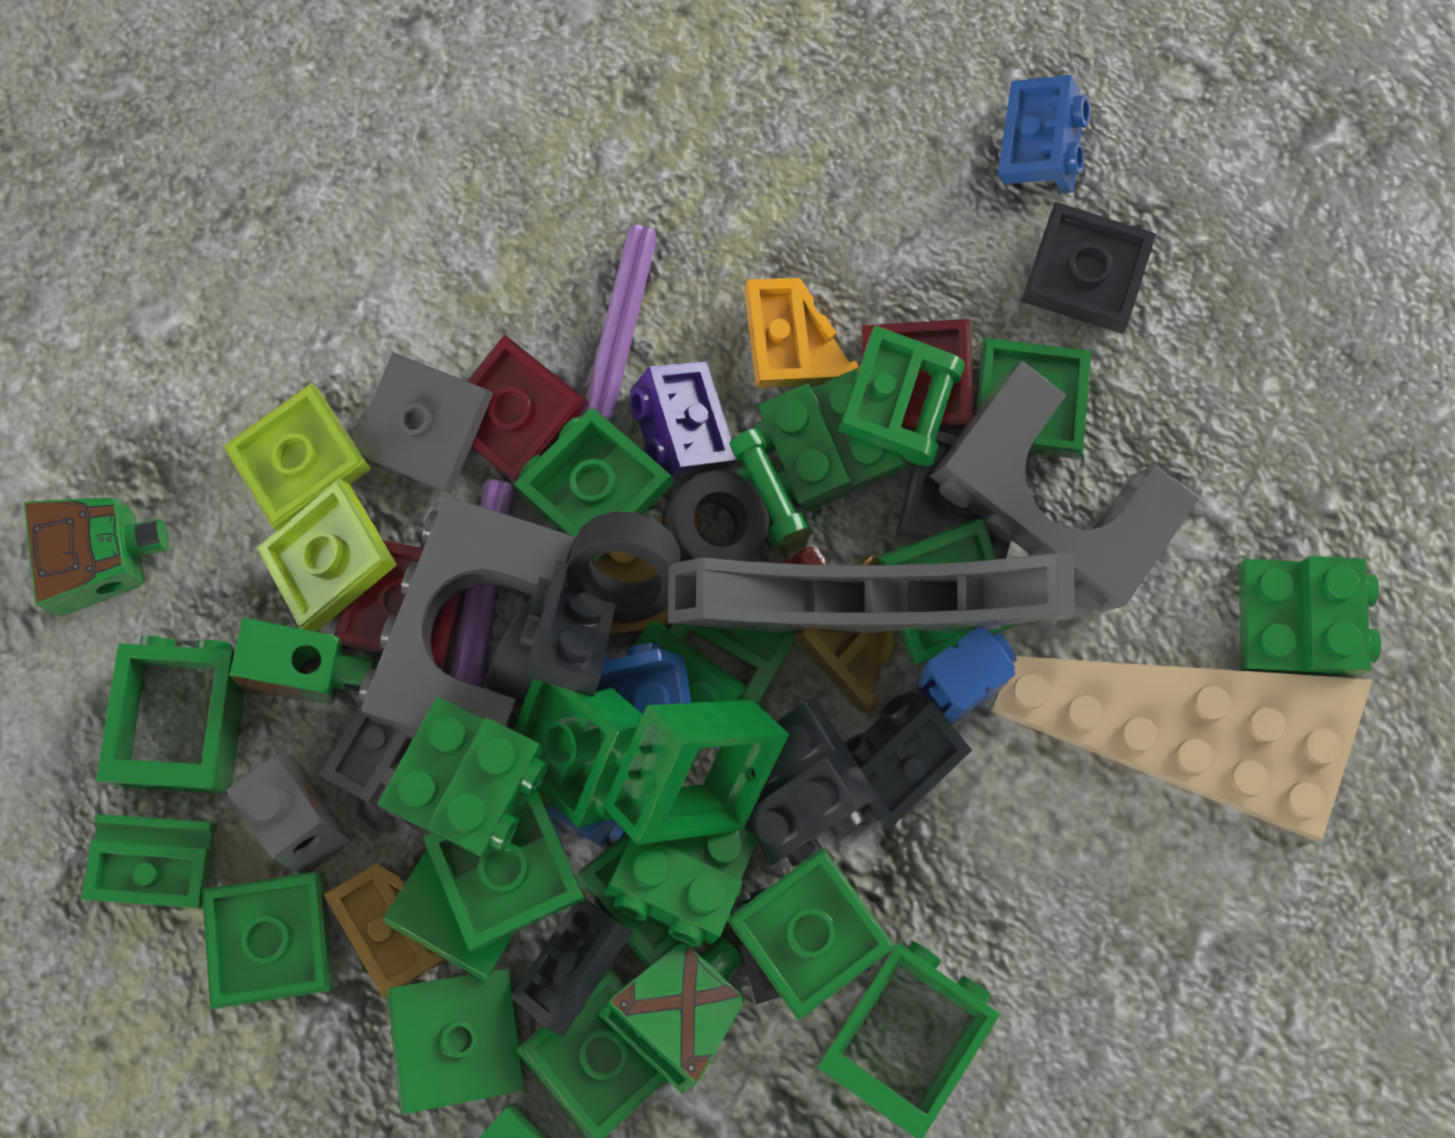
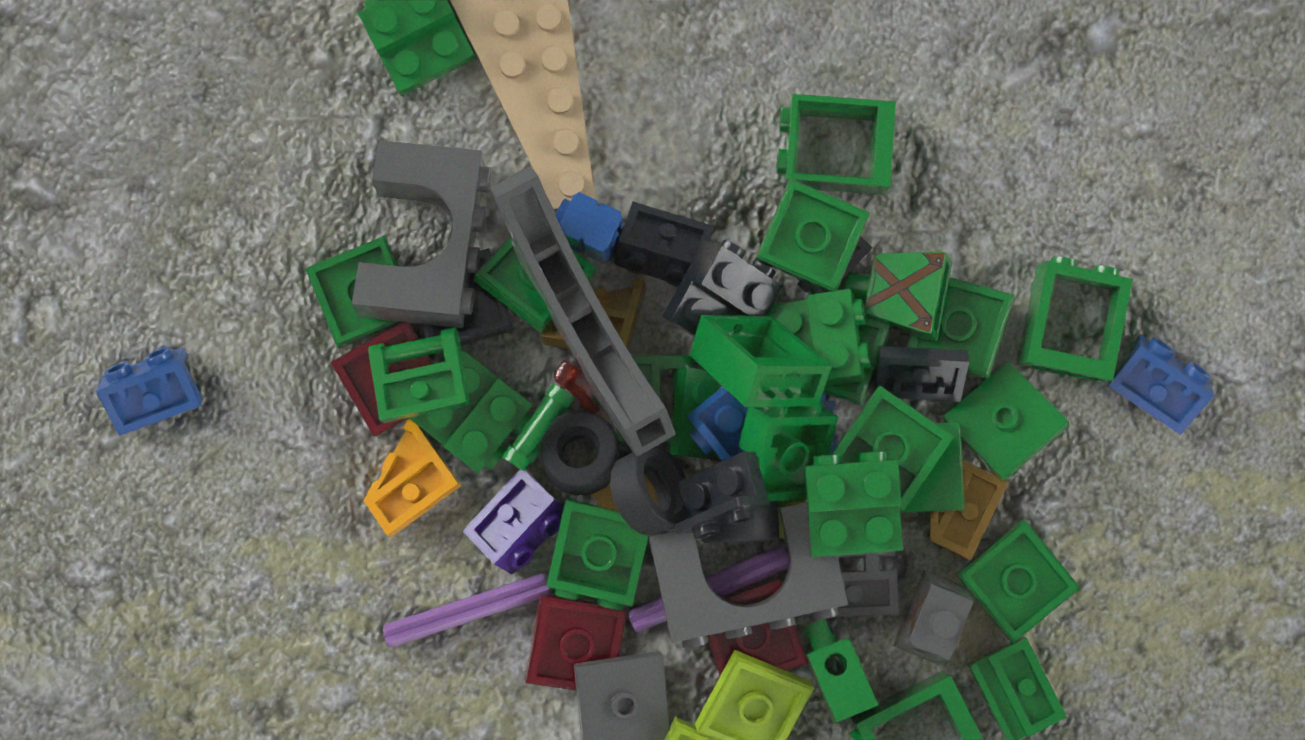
camera: 120 degrees left, 10 degrees up
(1089, 267) = (239, 303): black plate -> none

